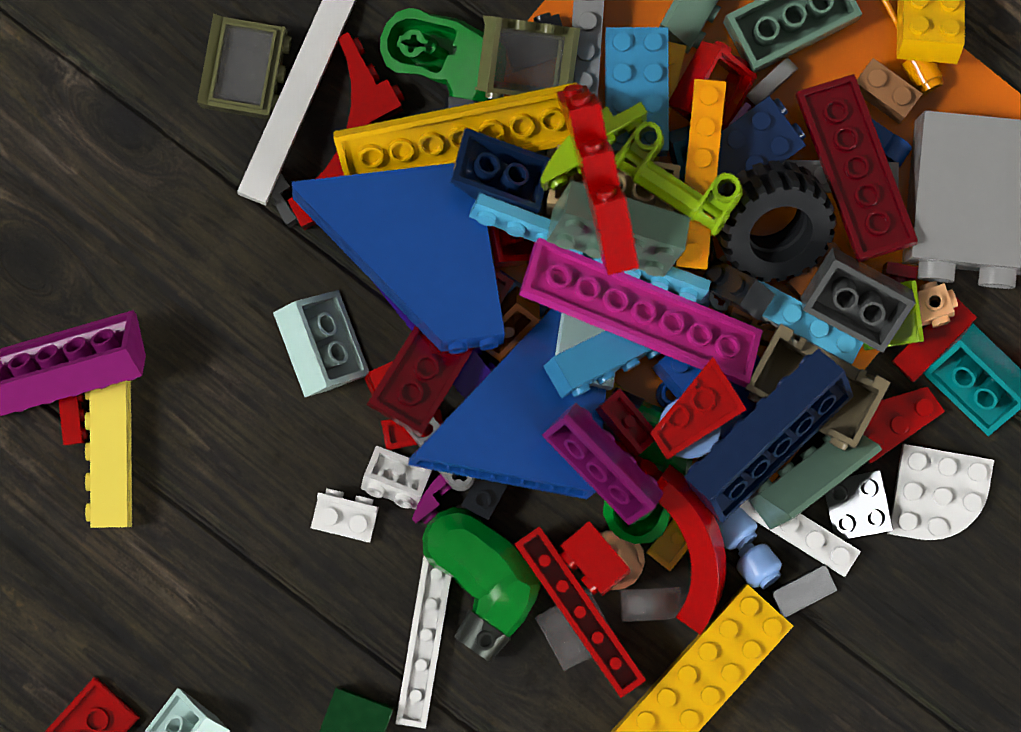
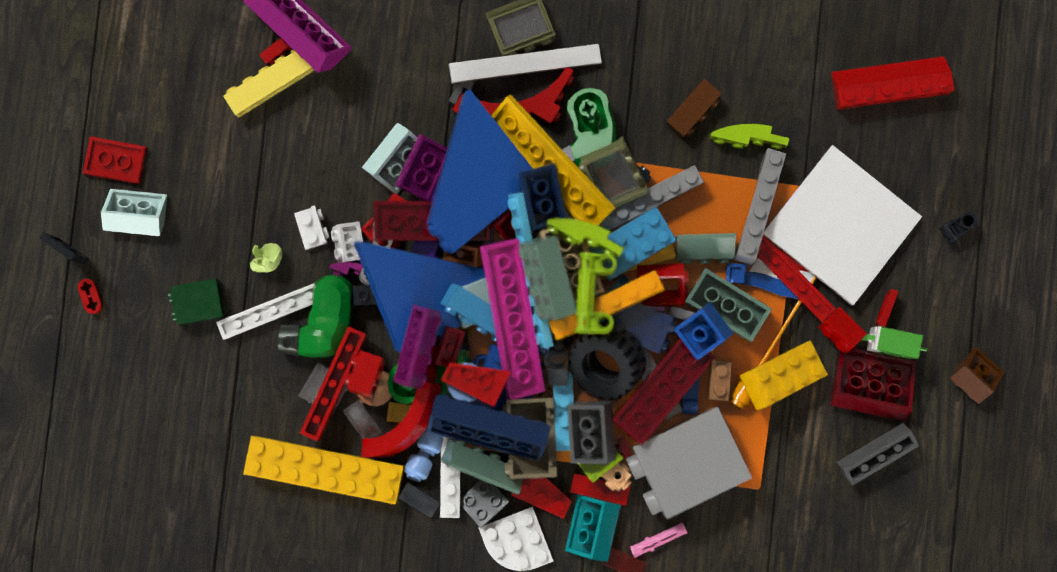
camera: 60 degrees right, 0 degrees up
(349, 602) = (266, 258): none -> yellowish green hair
(357, 314) = (422, 168): none -> magenta tile
(600, 177) = (565, 249): red arch -> none
(811, 67) = (703, 331): none -> blue slope

